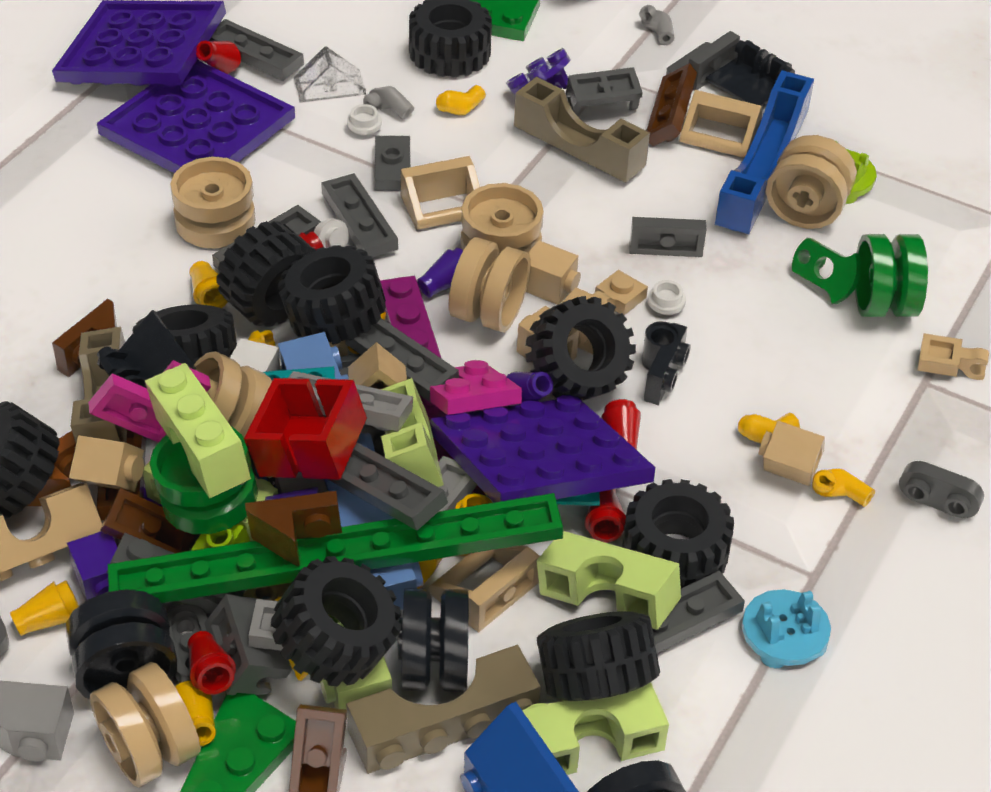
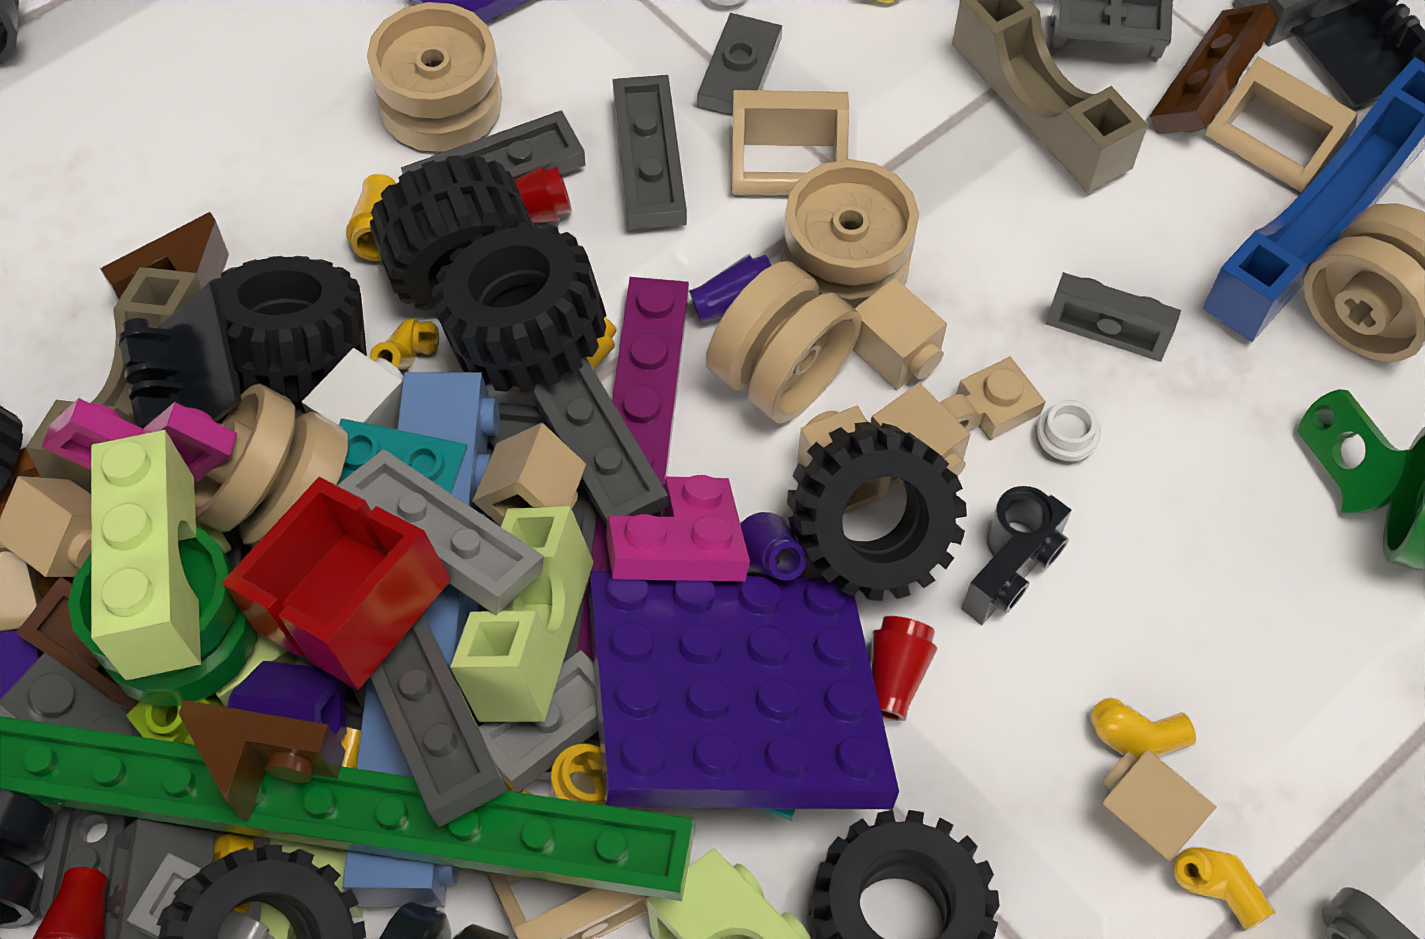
camera: 20 degrees right, 15 degrees up
(332, 232) = (590, 178): white plate -> none
(607, 520) = (805, 839): red cone -> none

